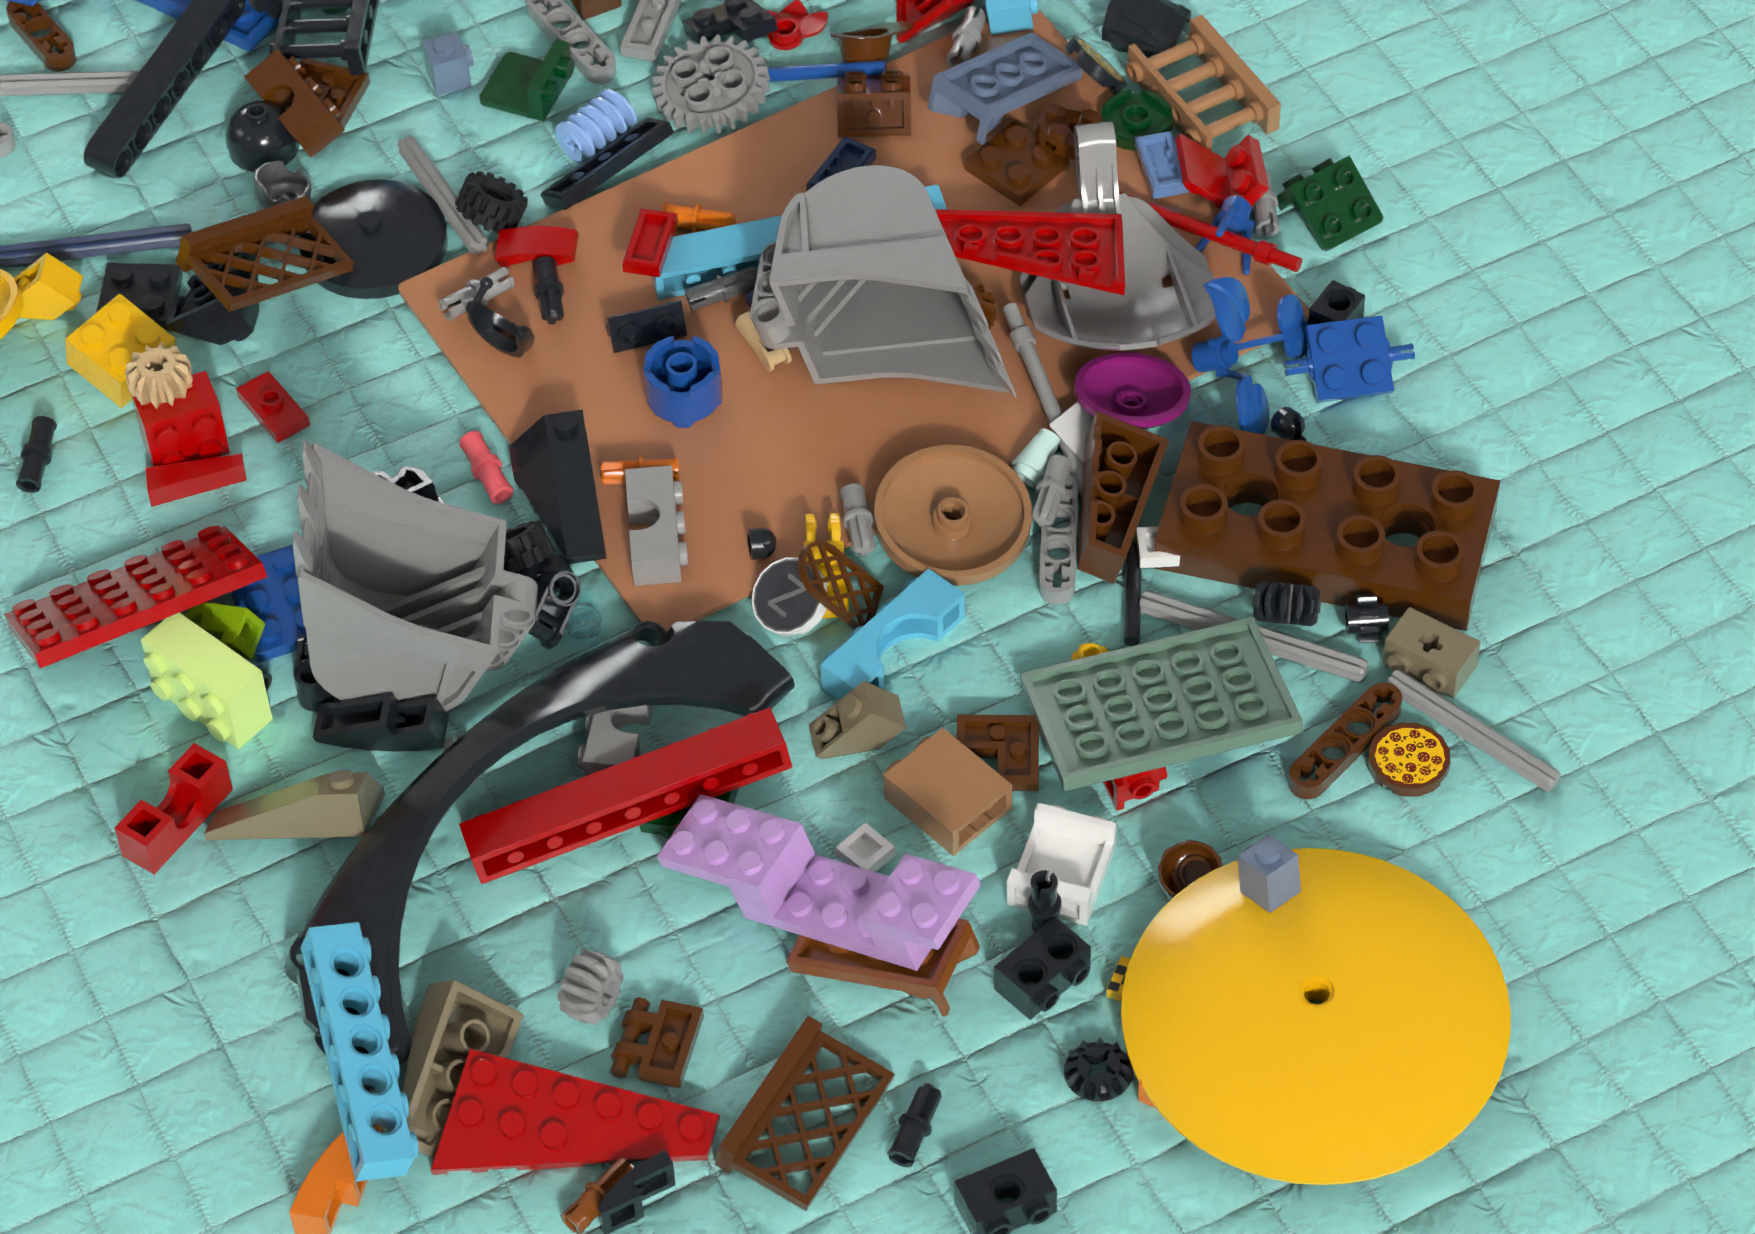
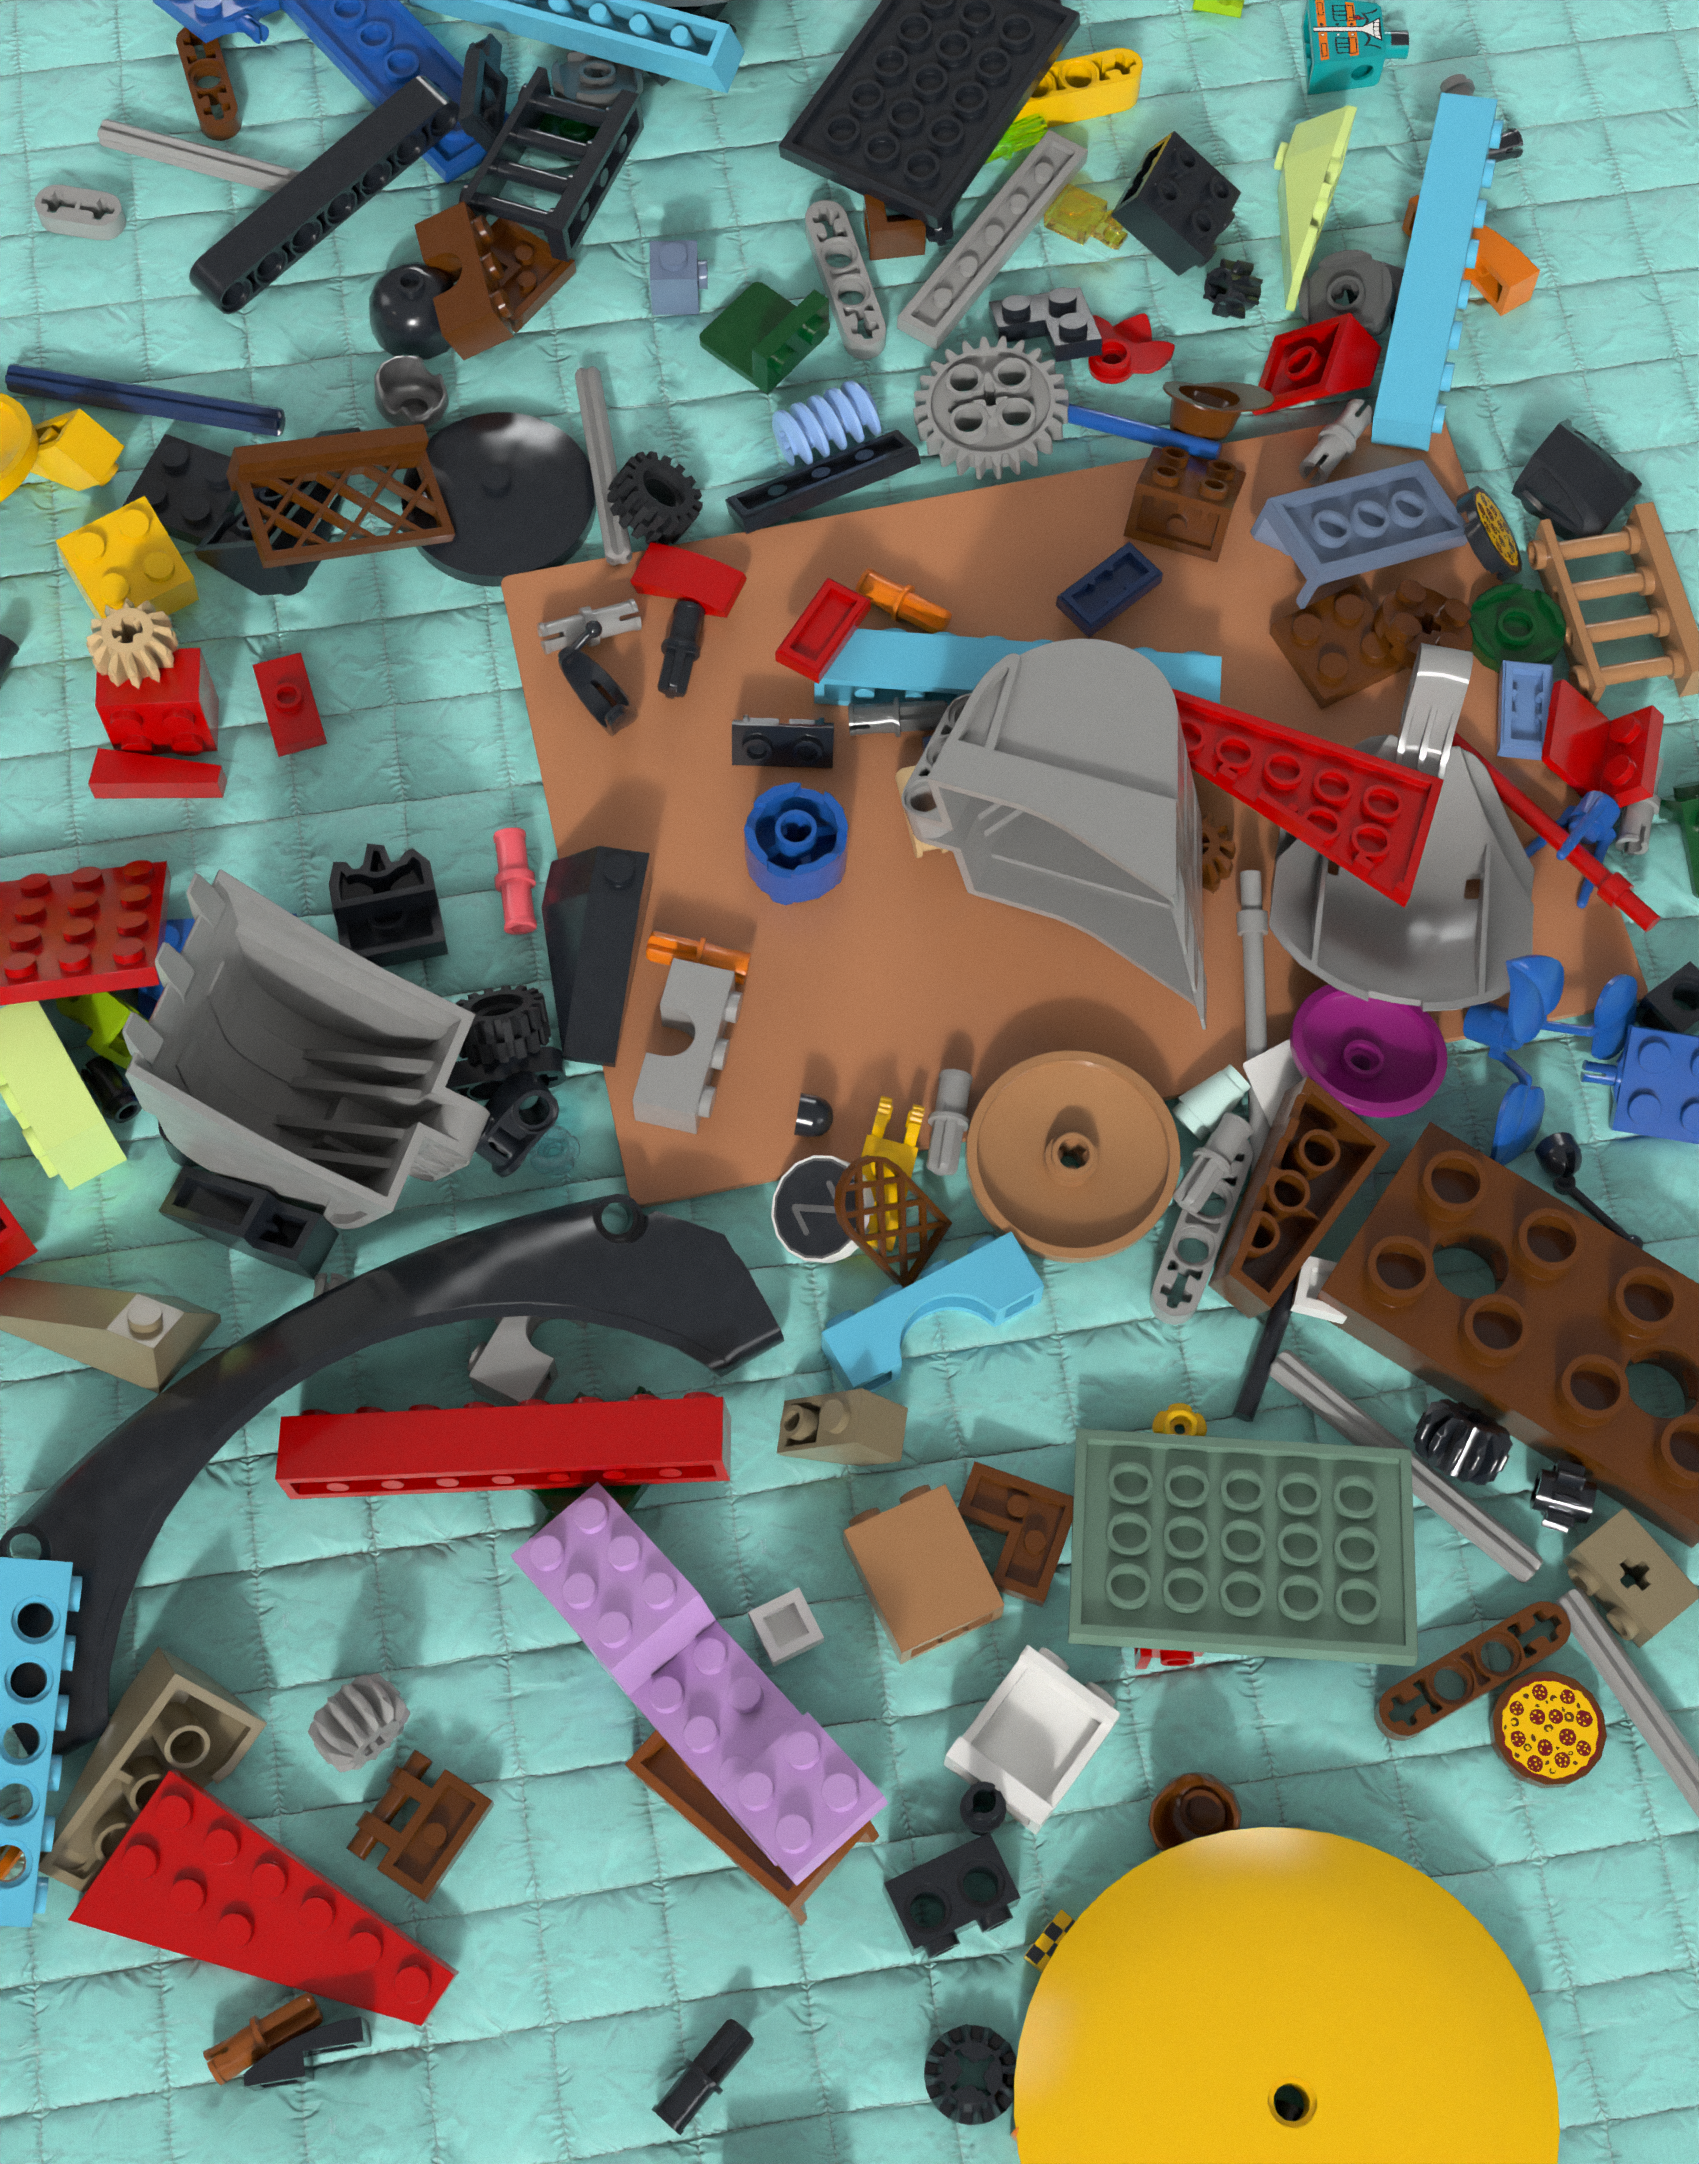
camera: 15 degrees right, 15 degrees up
(768, 1104) = (536, 1968): reddish brown fence -> none
(1269, 873) = (1288, 1896): sand blue brick -> none

